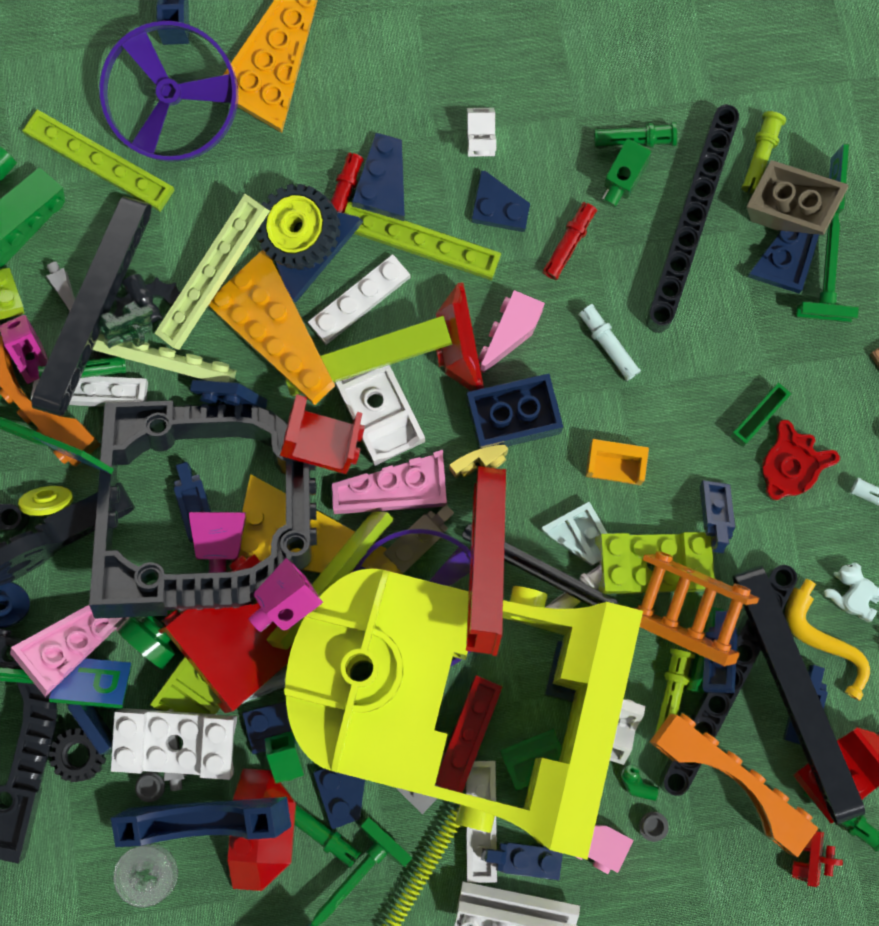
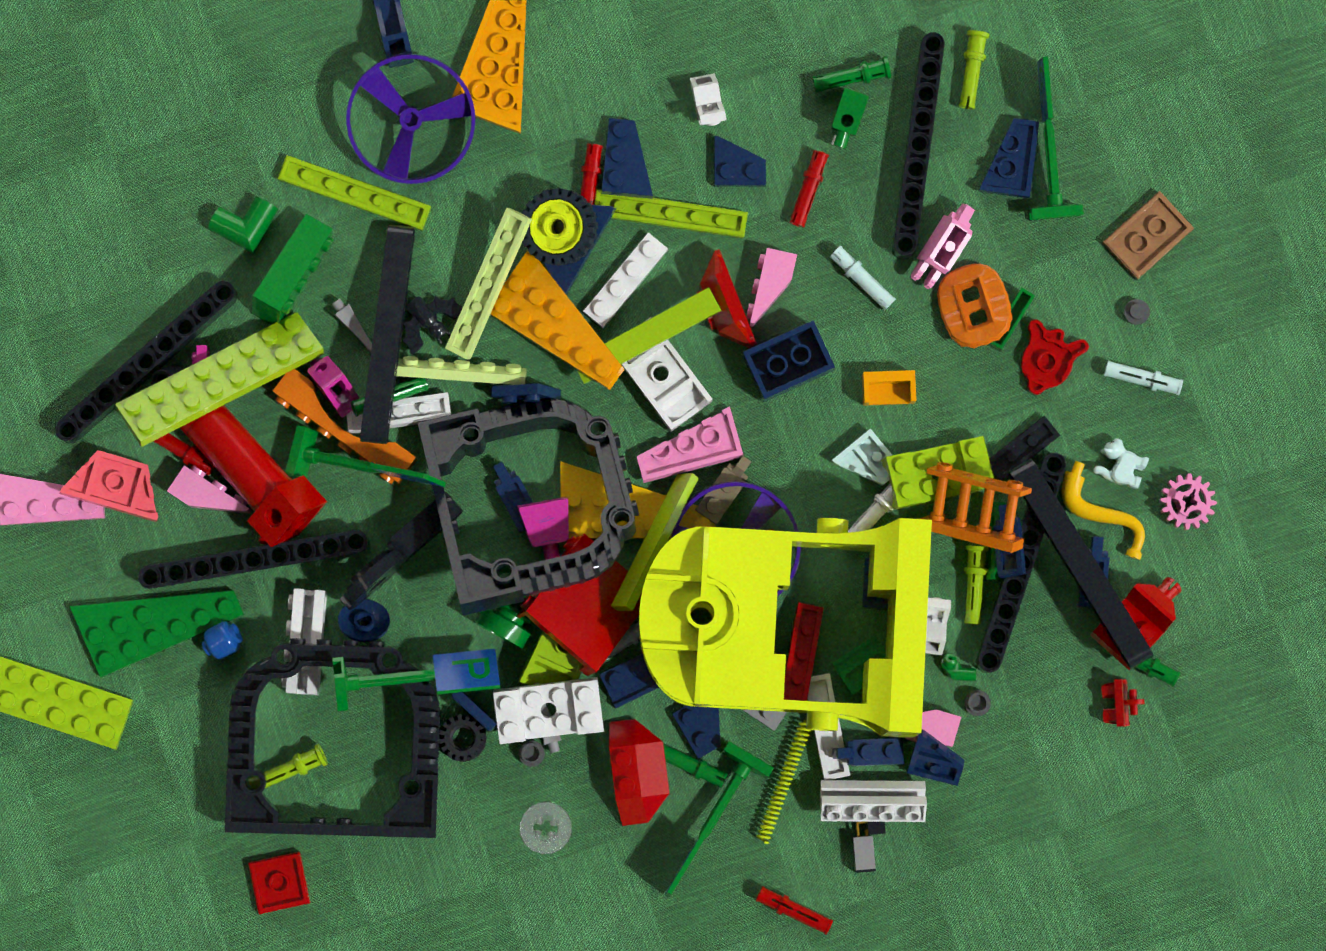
camera: 15 degrees left, 5 degrees up
(45, 500) = (384, 520): neon yellow wheel -> none
(62, 647) = (434, 644): bright pink wing -> none
(127, 328) = (426, 351): clear green hips -> none
(238, 818) = (613, 762): dark blue arch -> none
(284, 598) = (625, 566): dark pink torso -> none
(284, 757) = (645, 704): green brick -> none
(321, 439) = (622, 419): panel -> none
(486, 457) = (772, 405): light yellow slope -> none
(487, 562) = (790, 498): red tile -> none
(549, 574) = (833, 496): black axle -> none
(595, 885) = (935, 760): none -> dark blue wing
(703, 323) = (944, 245): none -> bright pink hinge
(703, 396) = (992, 299): none -> orange piece
(717, 513) = (986, 417): dark blue hinge -> none
(751, 553) = (1023, 447): none -> black tile
(781, 822) = (1085, 676): orange arch -> none
(795, 200) = (1008, 115): dark tan slope -> none

